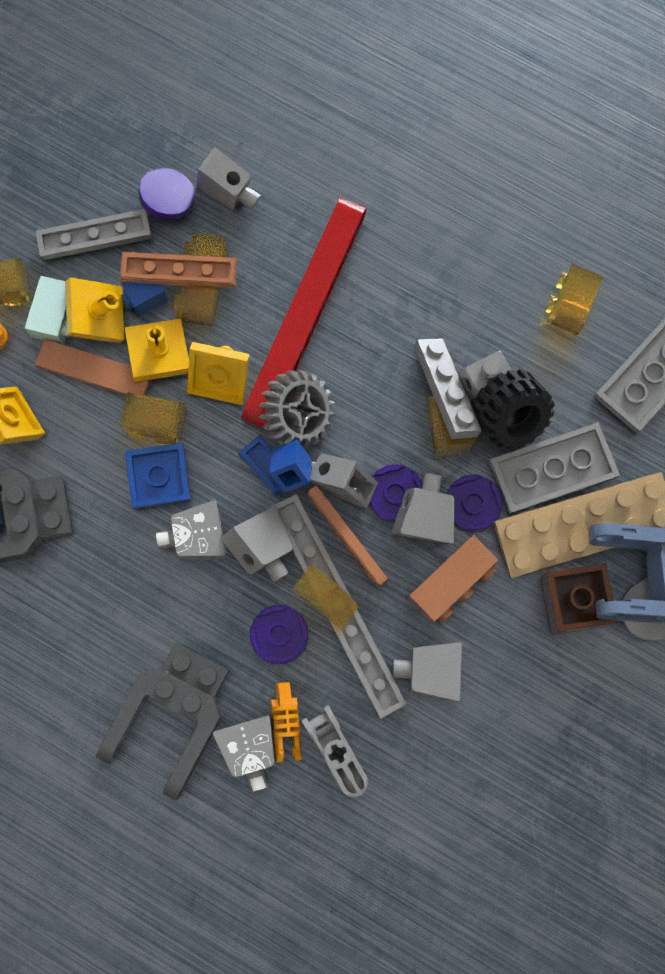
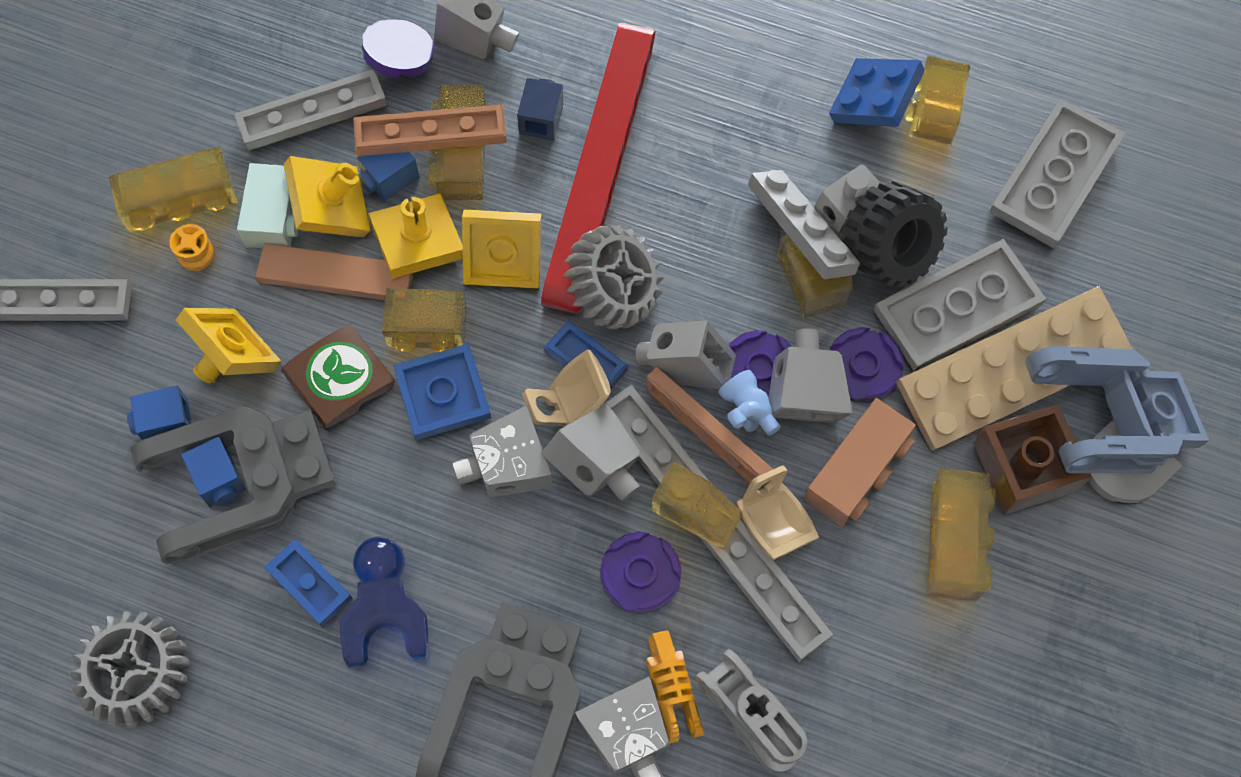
camera: 10 degrees left, 10 degrees down
(41, 604) = (308, 583): none -> blue plate
(84, 451) = (337, 376): none -> slope
(92, 628) = (381, 603): none -> clear blue piece
(255, 492) = (573, 393): none -> tan piece
(267, 260) = (540, 108): none -> dark blue brick
(290, 466) = (619, 346): blue brick -> none
(380, 524) = (751, 403): none -> light blue piece
(383, 611) = (776, 515): none -> tan piece
(433, 670) = (859, 585): light grey torso -> none
(515, 646) = (960, 535): none -> clear yellow brick
(527, 286) = (877, 92): none -> blue plate

